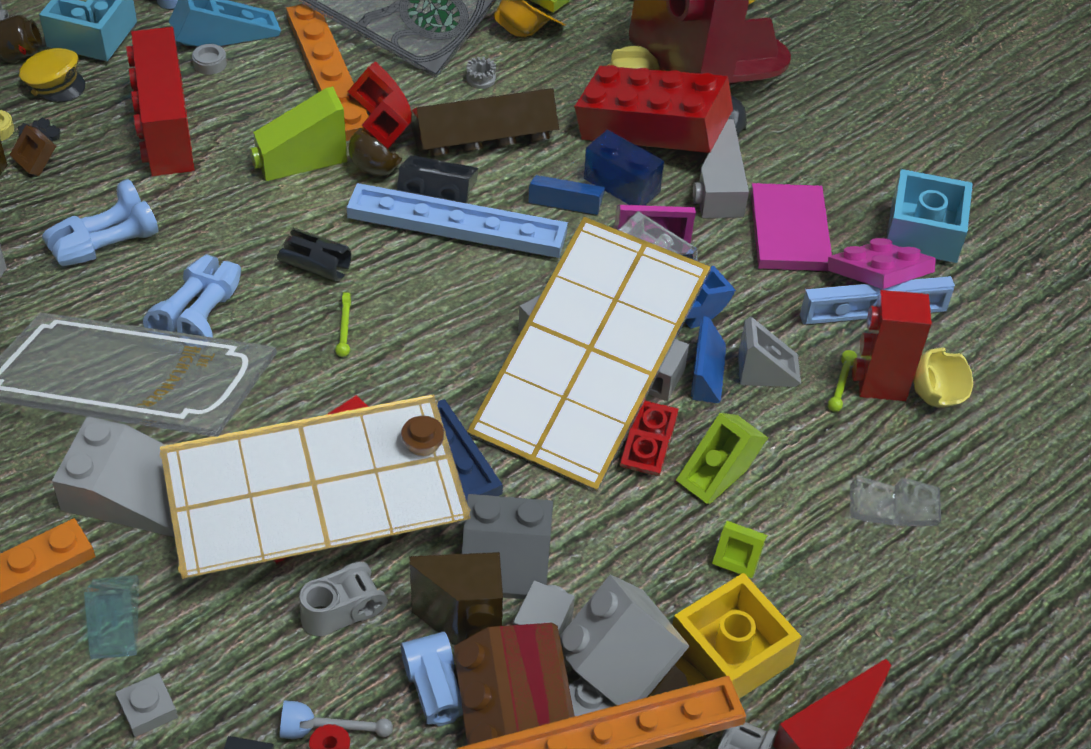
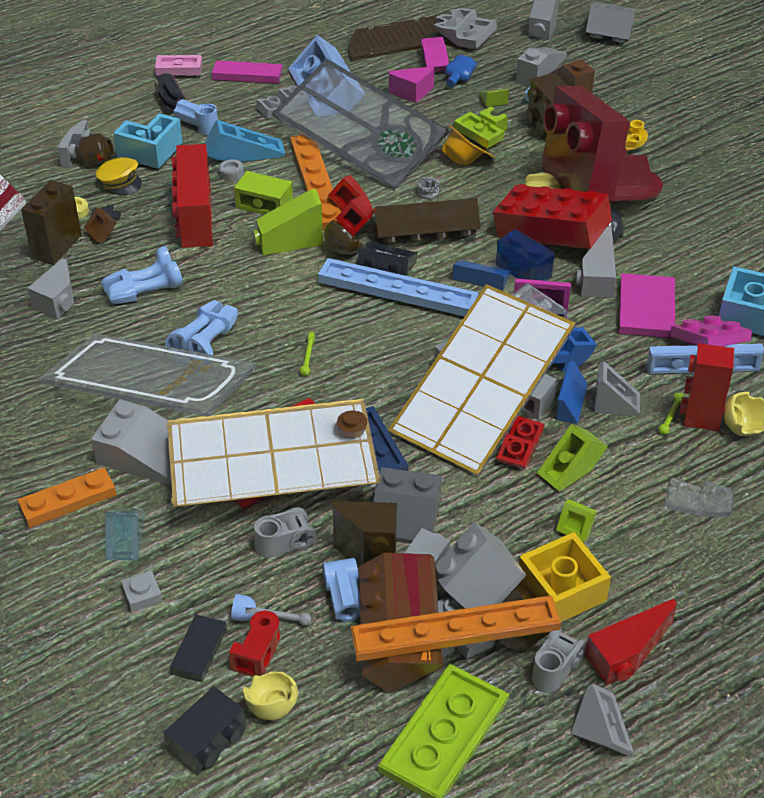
camera: 10 degrees right, 5 degrees down
(257, 92) = (261, 192): none -> lime brick
(315, 254) = (292, 305): black arm -> none

